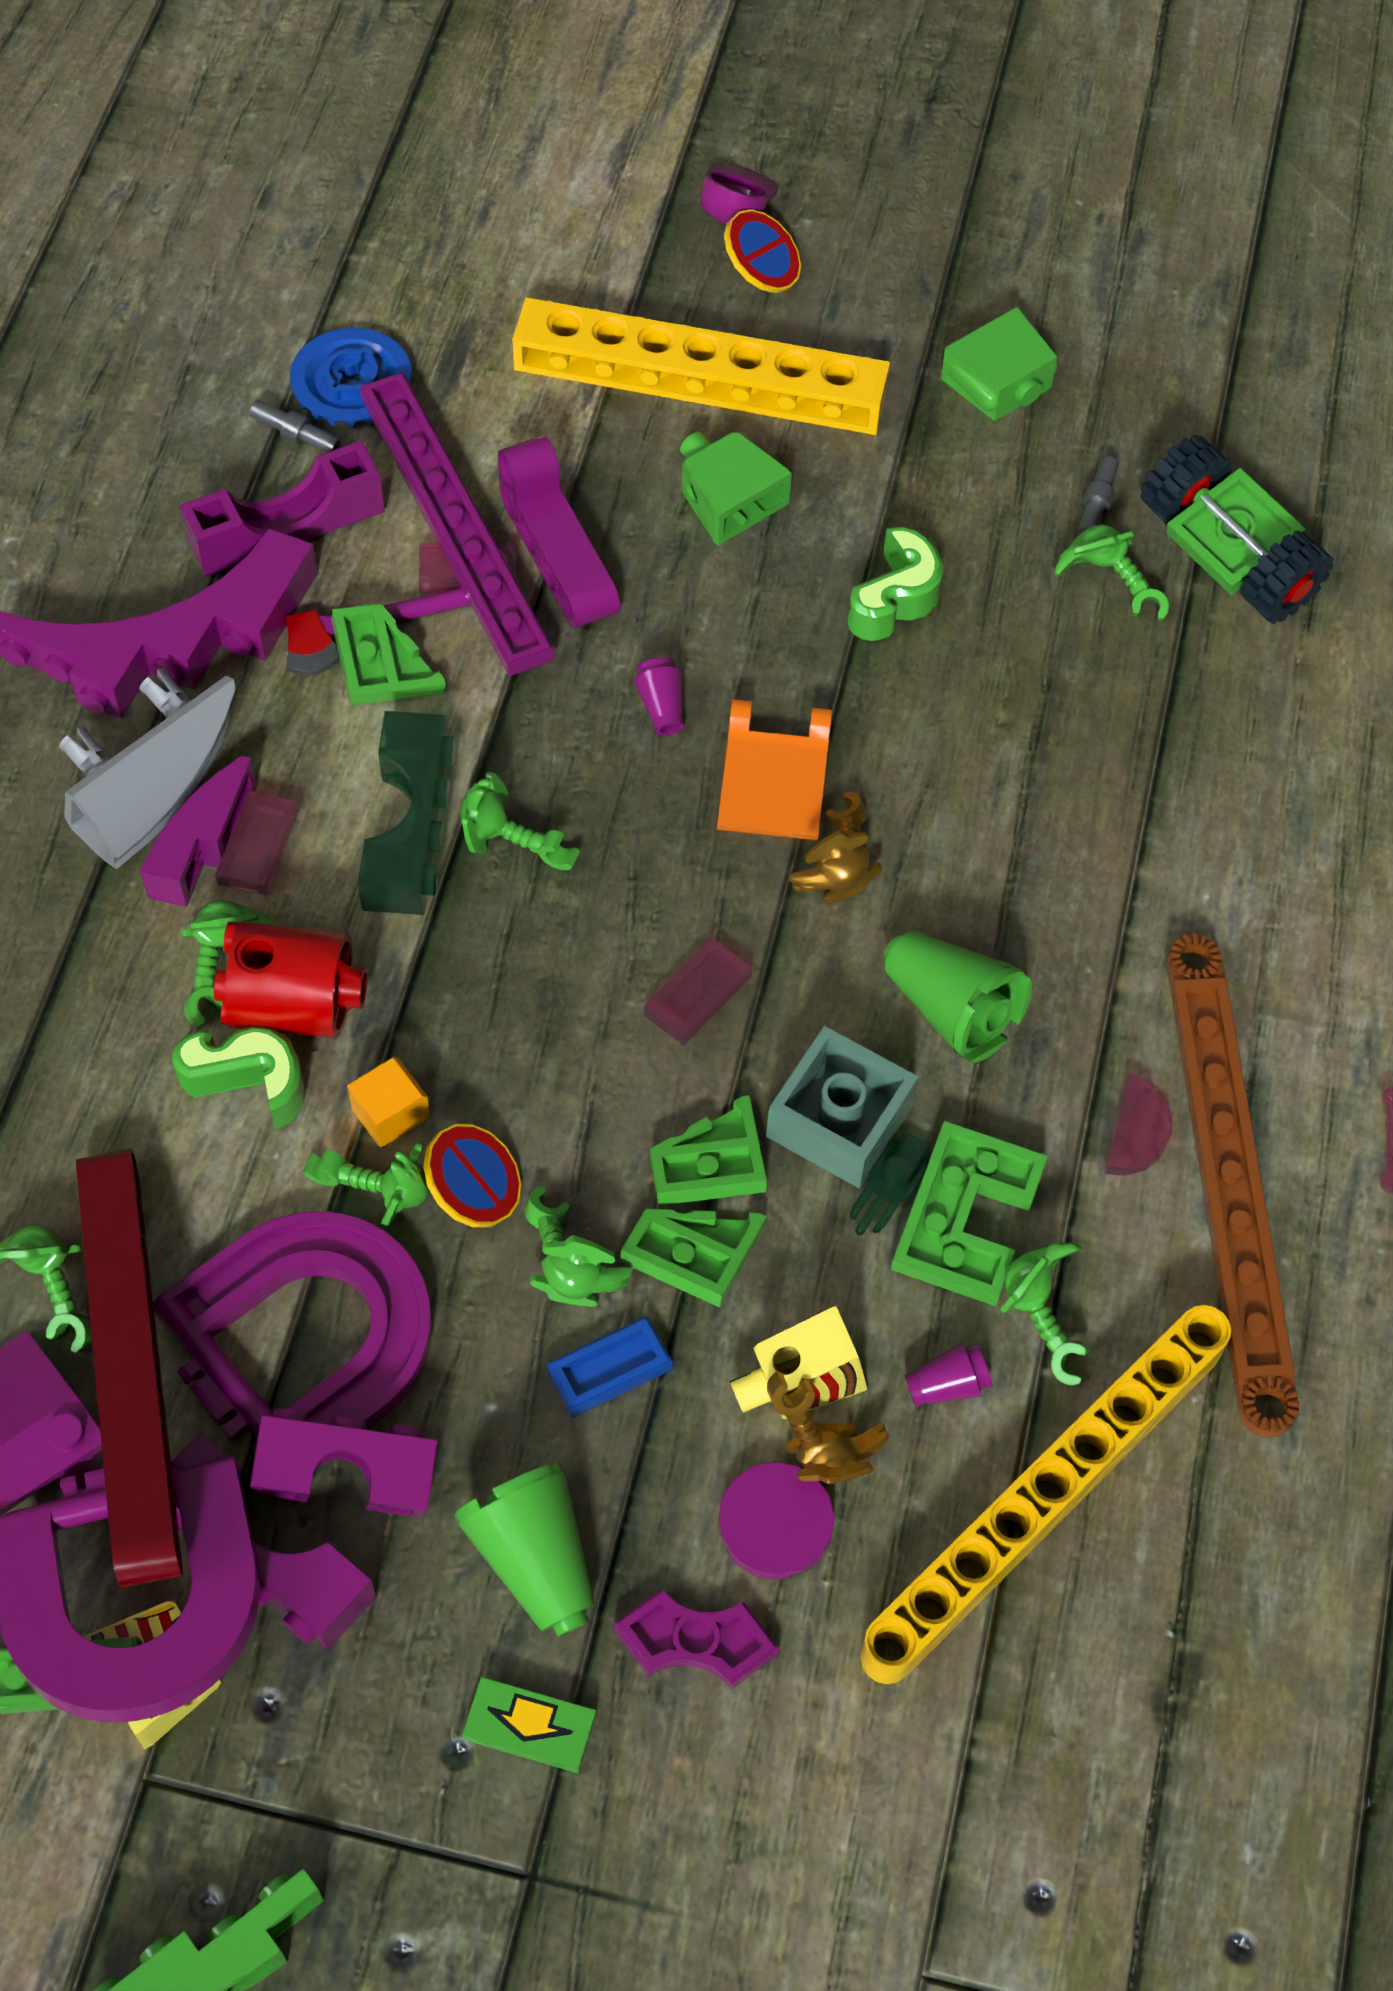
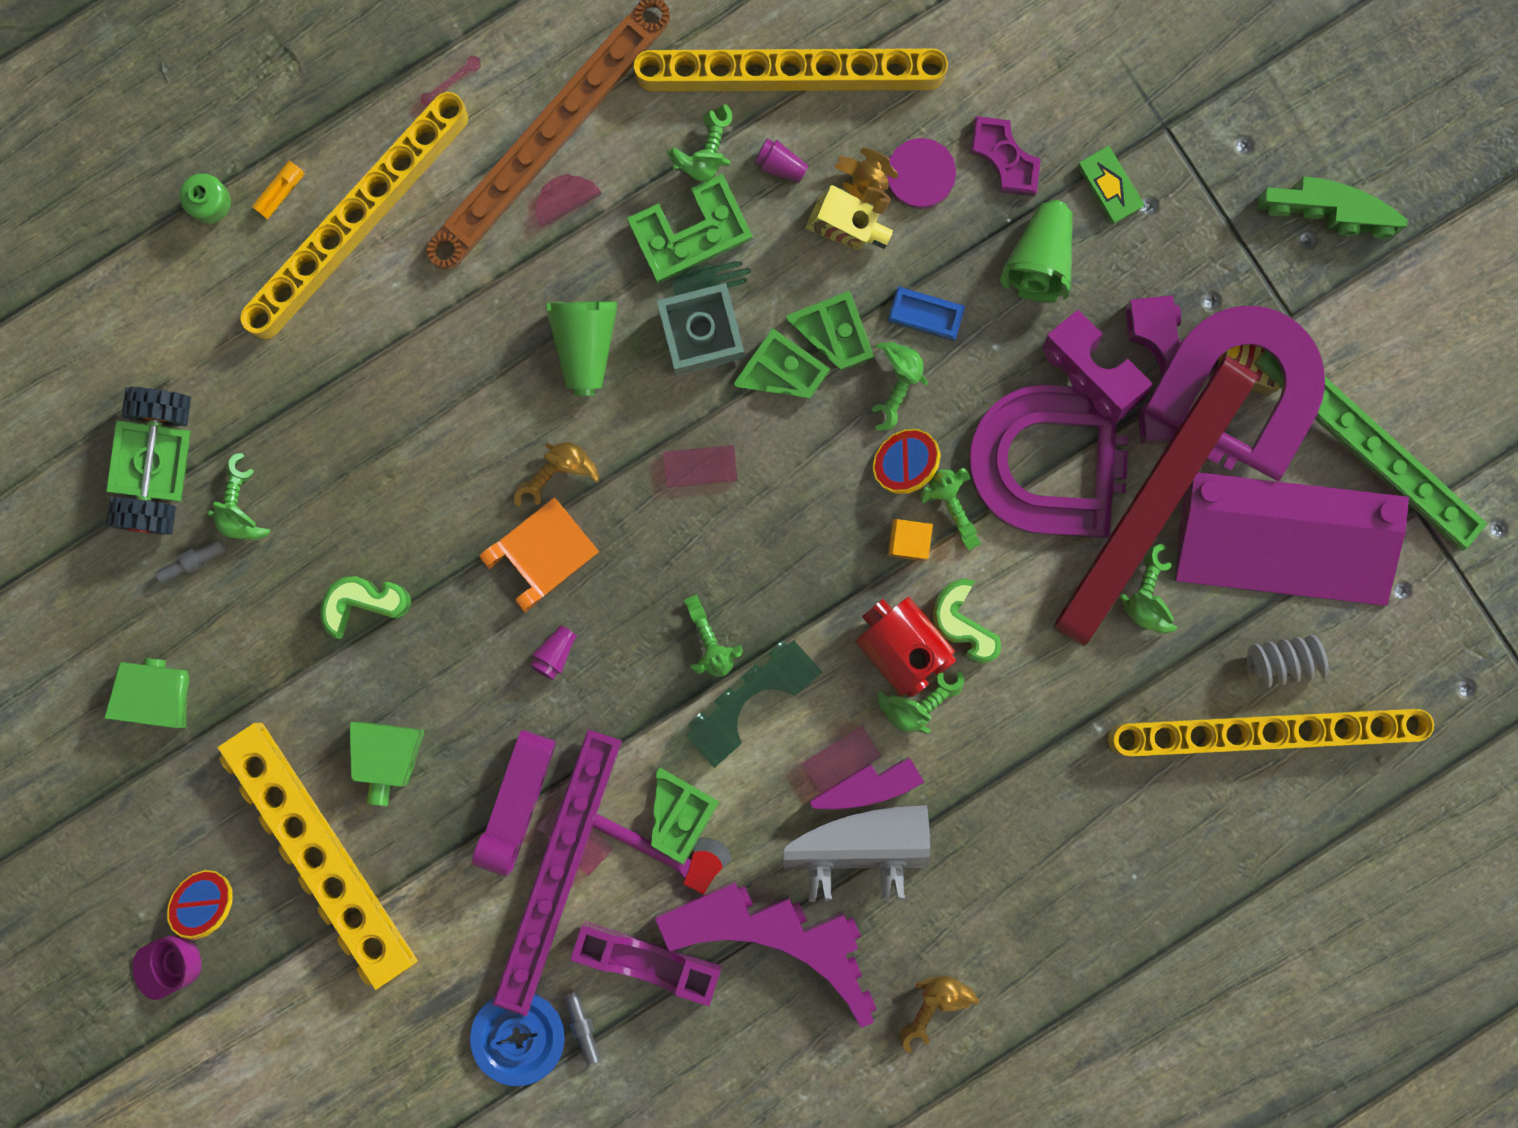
camera: 135 degrees left, 25 degrees up
(1318, 933) = (353, 233): none -> yellow beam

